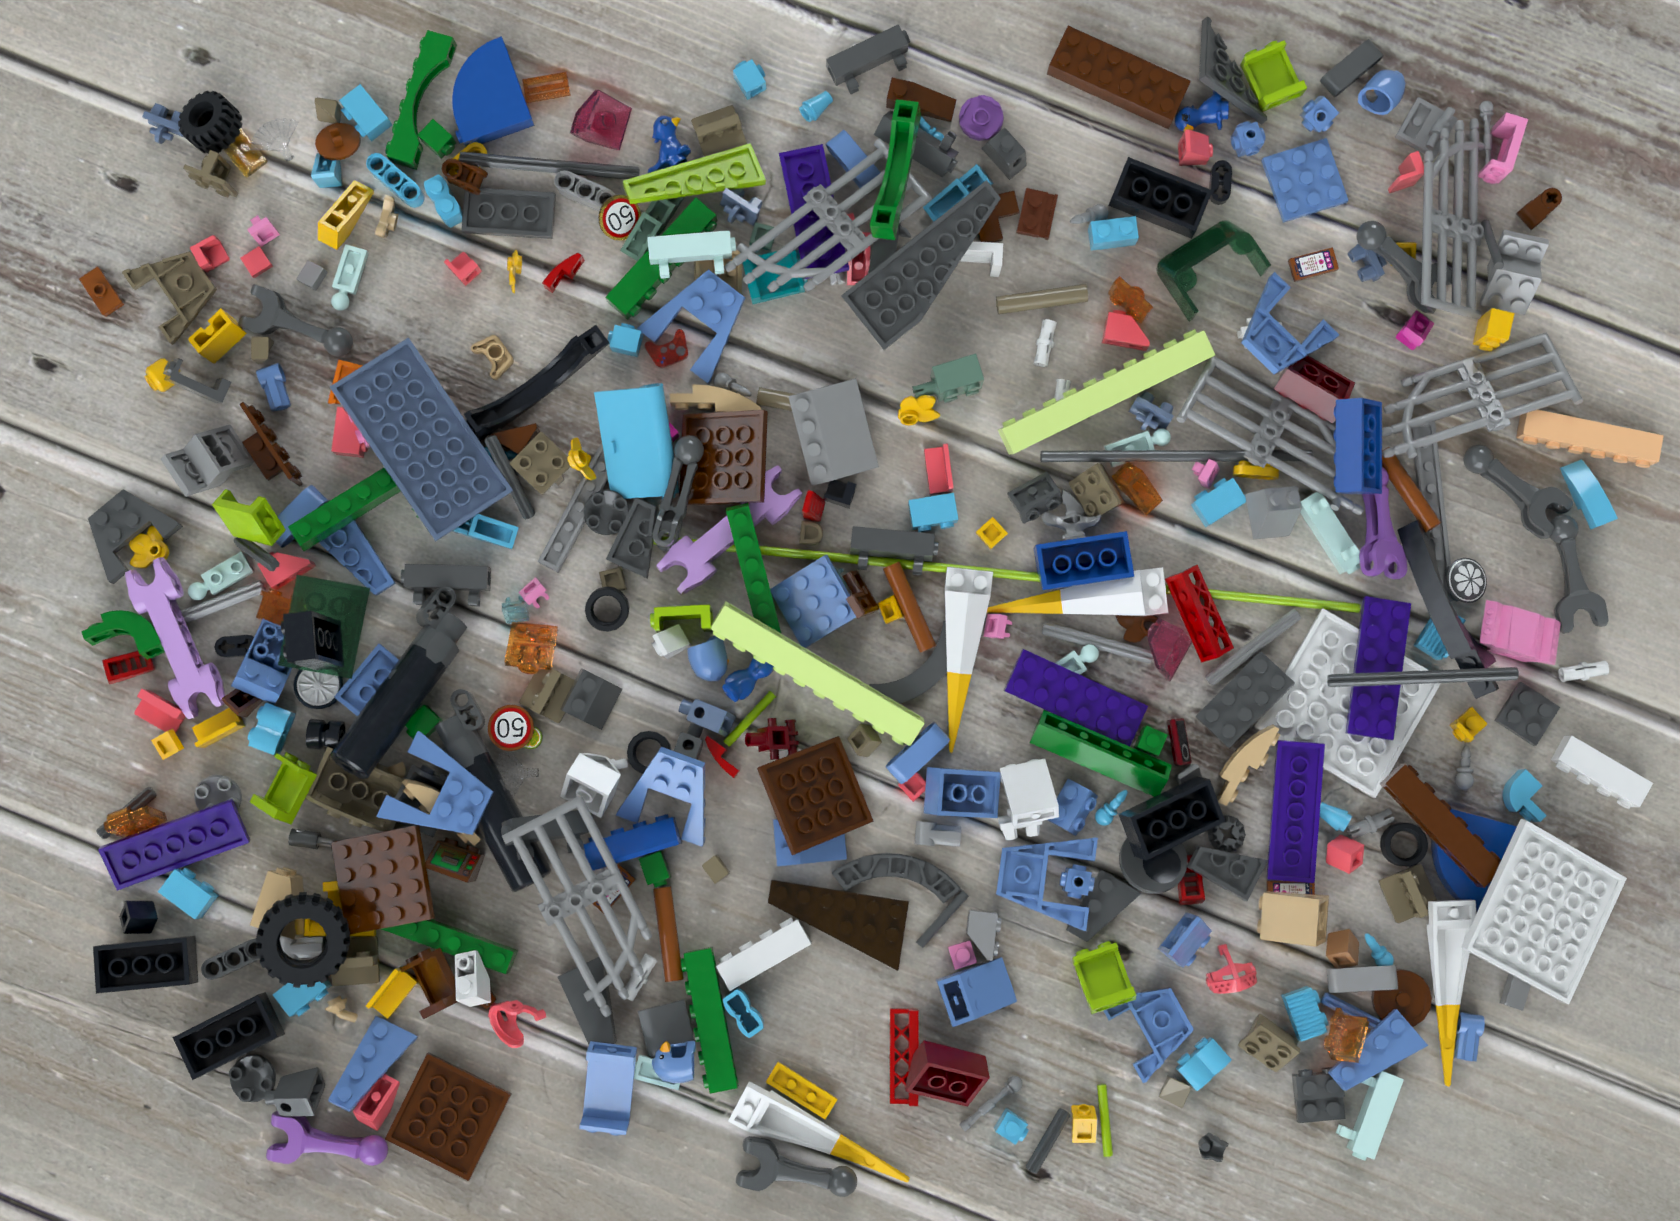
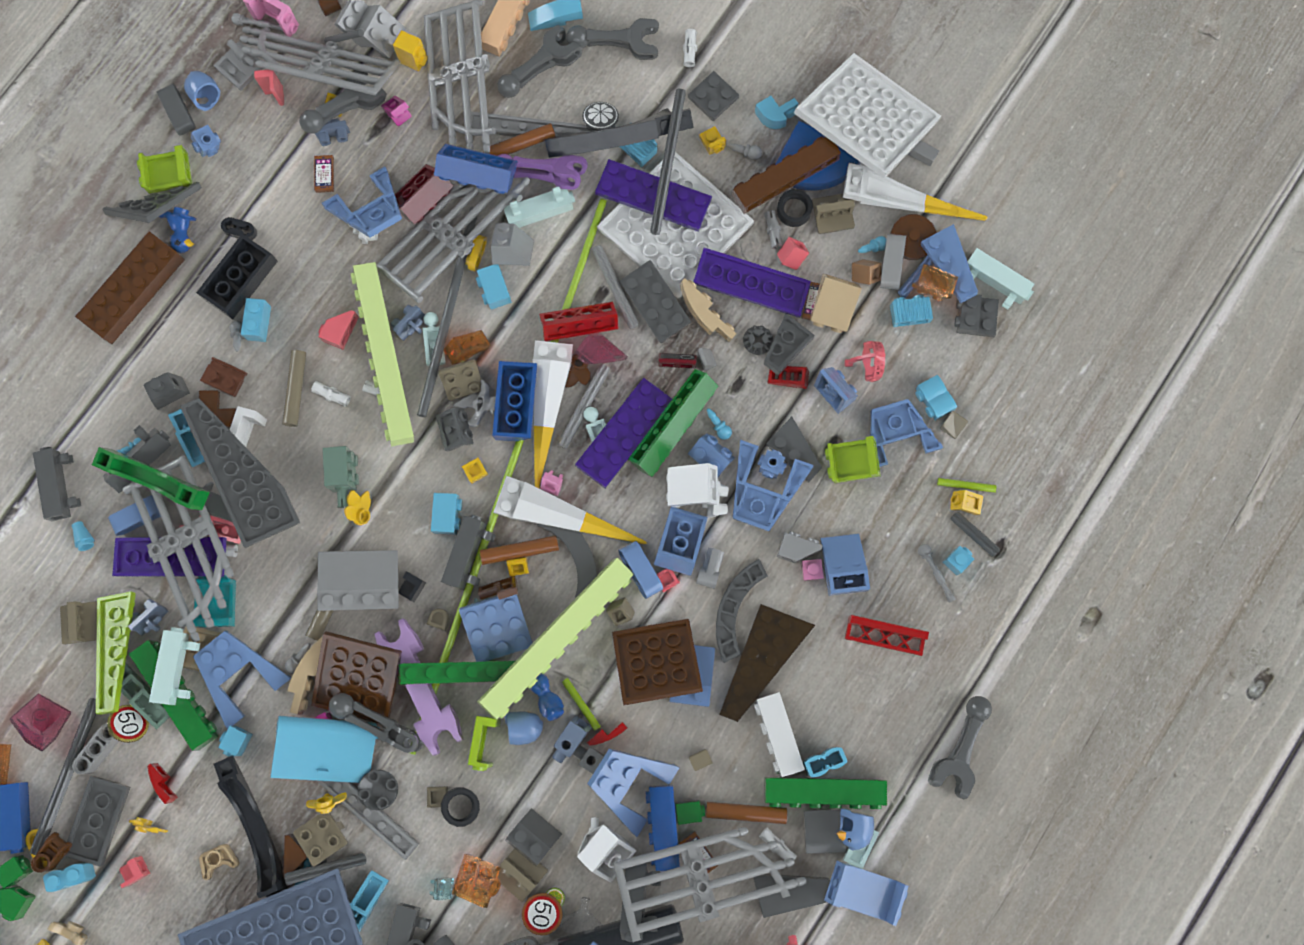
camera: 75 degrees left, 5 degrees down
(390, 171) = (29, 920): medium azure beam -> none
(533, 591) = (429, 869): bright pink tile -> none
(635, 539) = (407, 769): dark grey wing -> none
(636, 740) = (577, 804): black tyre -> none
(669, 353) = (255, 704): clear red piece -> none
(670, 642) = (501, 757): white slope -> none
(671, 150) = (83, 667): blue animal -> none
(749, 78) = (42, 586): medium azure brick -> none
(758, 231) = (173, 607): sand green tile -> none
(774, 738) = (602, 686): dark red piece -> none
(778, 1118) = (918, 750): white plate -> none
(801, 1090) = (898, 727): yellow plate -> none
(813, 506) = (416, 611): red slope -> none
(931, 102) = (110, 438): reddish brown slope -> none
(938, 470) = (412, 501): coral panel -> none
(942, 919) = (780, 580): dark grey bar -> none
(946, 1073) = (906, 602): dark red slope -> none
(981, 118) = (132, 404): medium lavender tile -> none
(1130, 299) = (312, 317): clear orange plate -> none
(1150, 741) = (671, 381): green brick -> none
(1155, 874) = (767, 400): dark grey piece -> none
(1171, 818) = (737, 377): black brick -> none
(1176, 268) = (305, 275): clear green windscreen -> none
(1194, 148) = (205, 242): coral slope -> none
(1206, 473) = (468, 291): bright pink tile -> none
(1212, 1147) = (1003, 406): dark grey arm -> none
(1244, 144) = (209, 199): medium blue brick -> none
(1269, 1044) = (930, 343): dark tan bracket -> none
(1304, 180) = (255, 165): medium blue plate -> none
(1335, 817) = (763, 253): medium azure cone -> none
(1468, 1031) = (949, 193): medium blue piece -> none
(1519, 633) = (651, 85): bright pink slope -> none
(1601, 772) = (769, 52): white brick -> none

